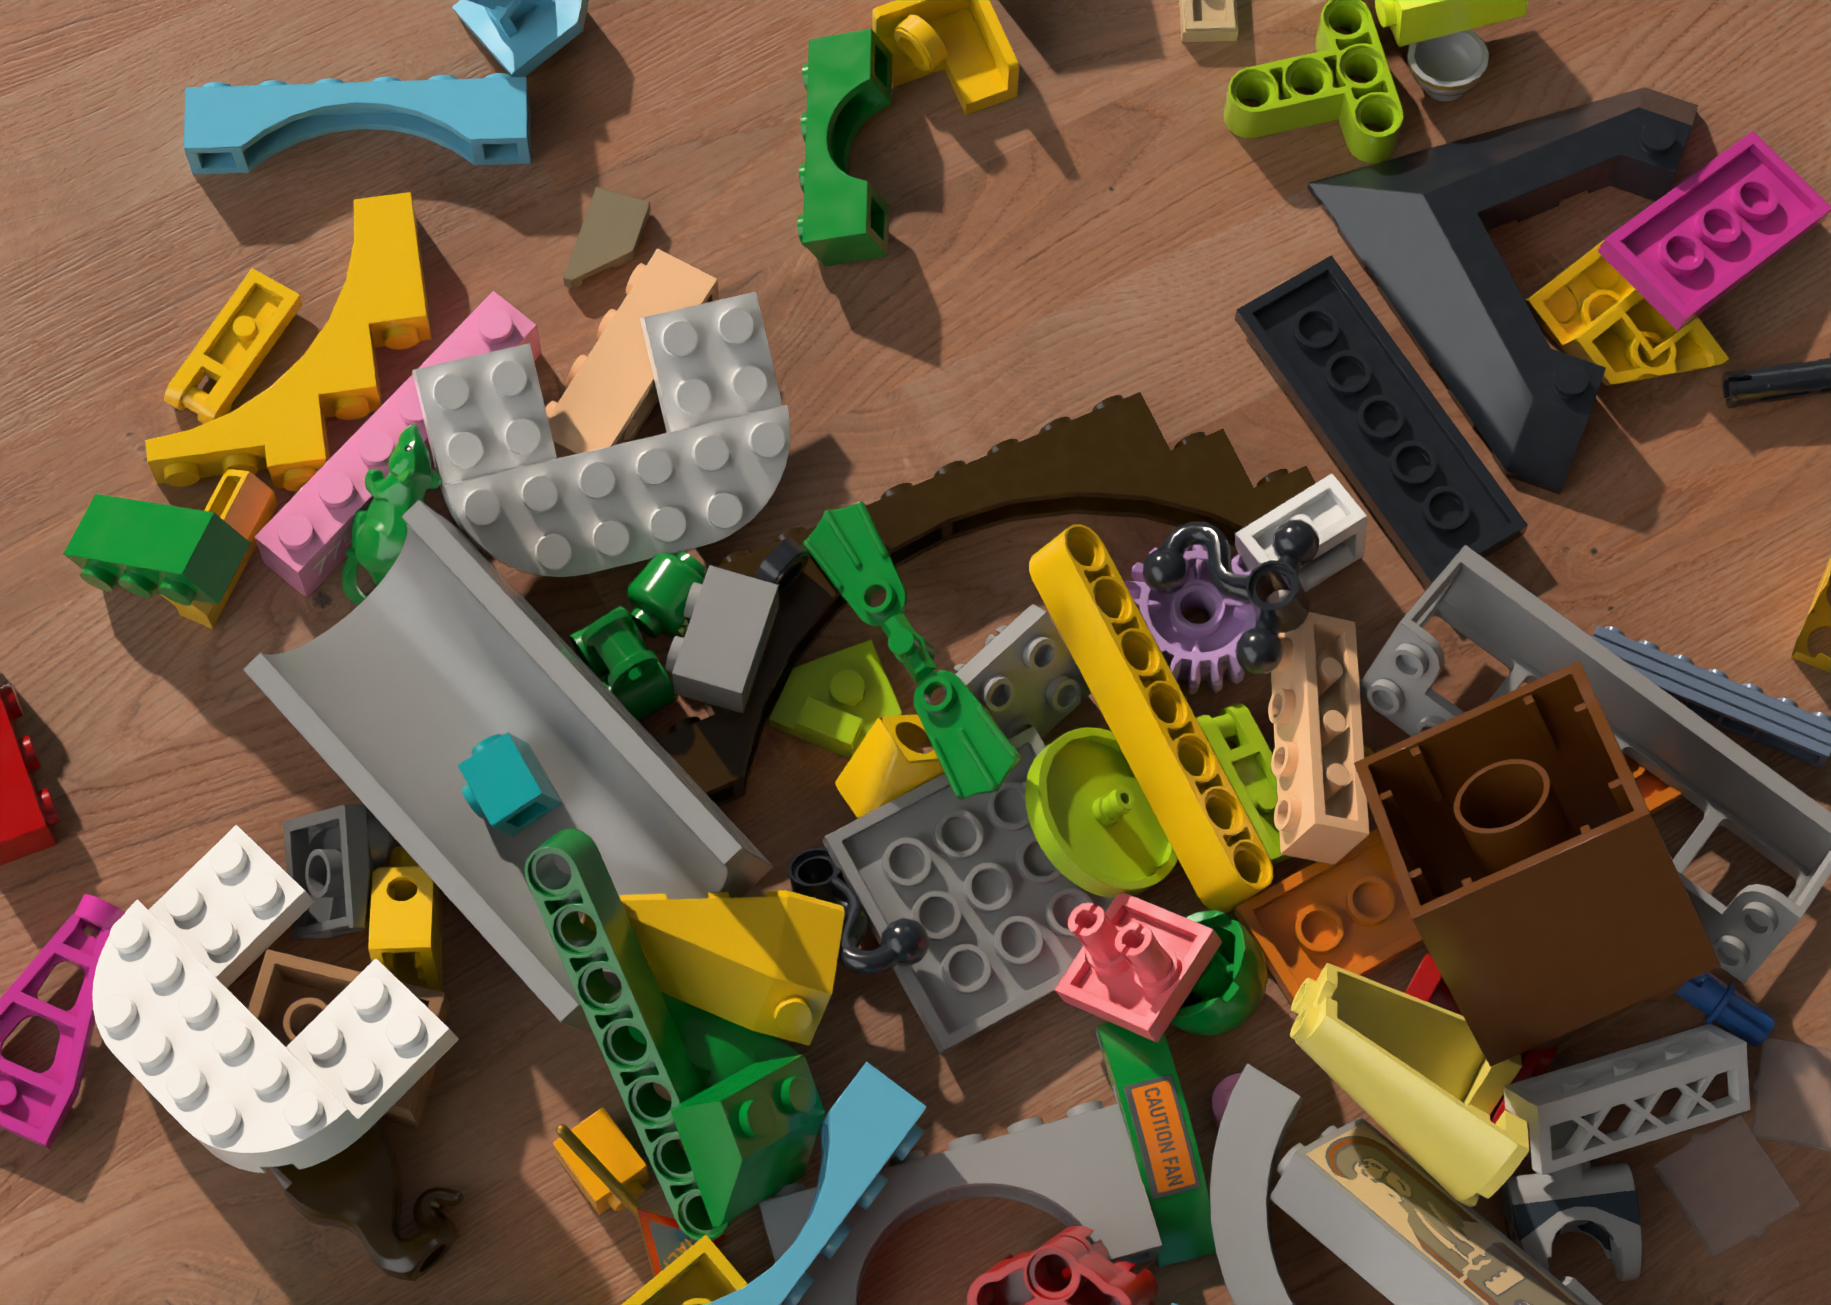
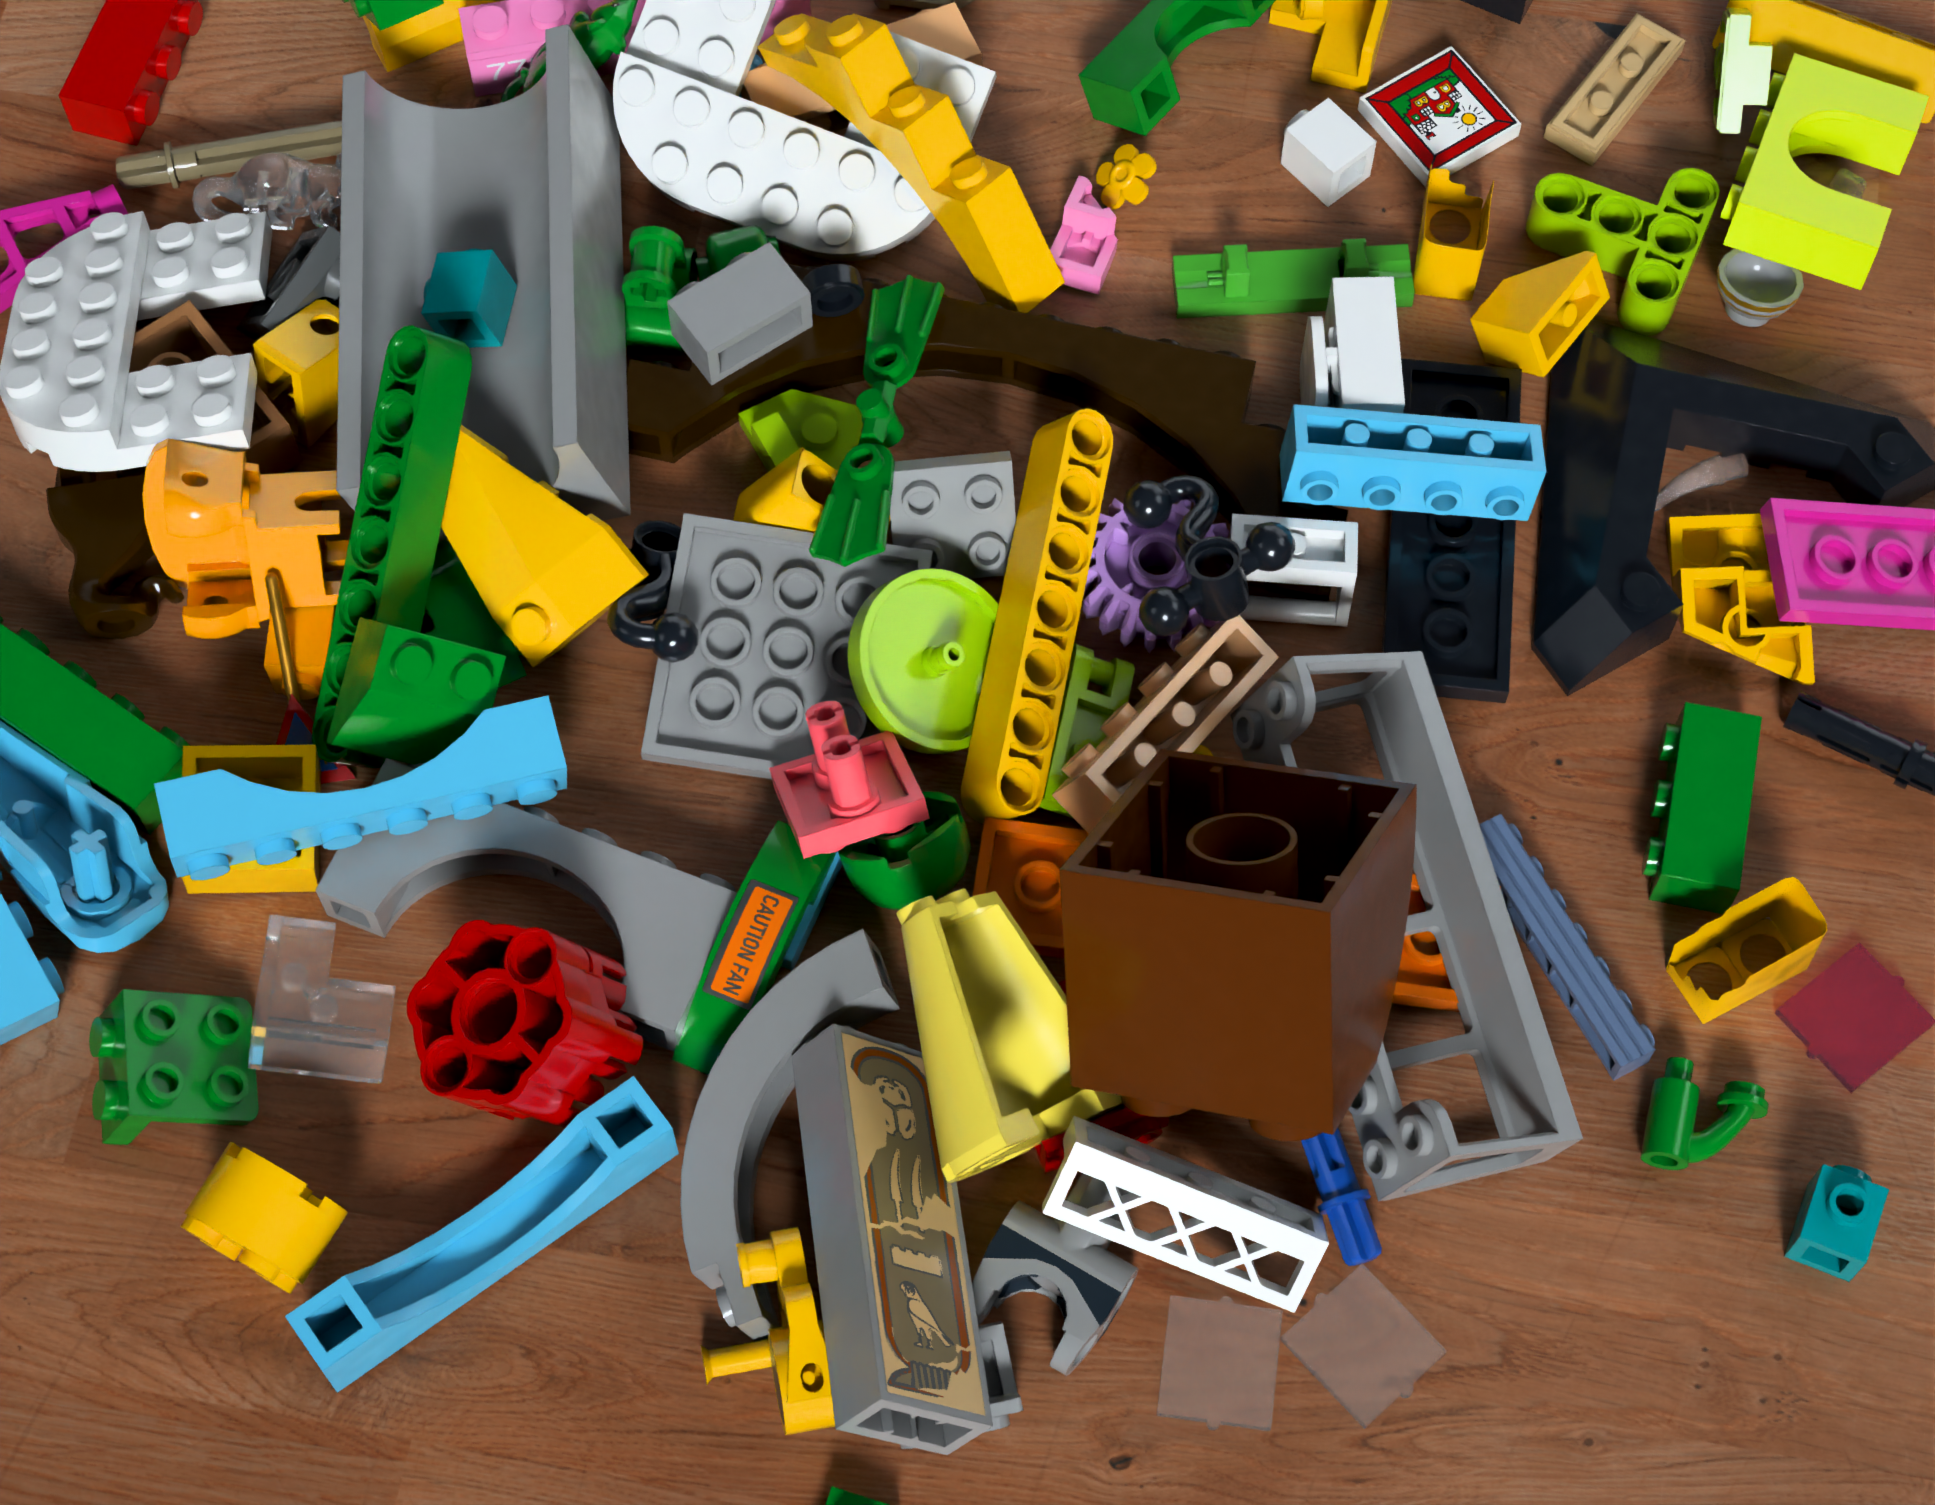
camera: 40 degrees right, 5 degrees down
(169, 782) = (225, 155): none -> dark tan axle
(231, 790) = (280, 186): none -> clear animal
(459, 1112) = (229, 526): none -> light orange piece
(750, 389) = (919, 132): none -> yellow arch
(899, 302) = (1124, 178): none -> yellow plant
(910, 380) = (1085, 240): none -> bright pink slope
(1037, 171) = (1327, 151): none -> white brick
(1093, 80) = (1439, 115): none -> tile
(1094, 300) = (1281, 279): none -> bright green hinge
(1208, 159) = (1447, 268): none -> yellow piece
(1222, 351) = (1356, 351): none -> white brick
(1310, 201) = (1540, 313): none -> yellow slope
(1334, 398) = (1411, 462): none -> medium azure brick
(1525, 240) = (1704, 474): none -> clear helmet
(1729, 514) = (1702, 808): none -> green brick

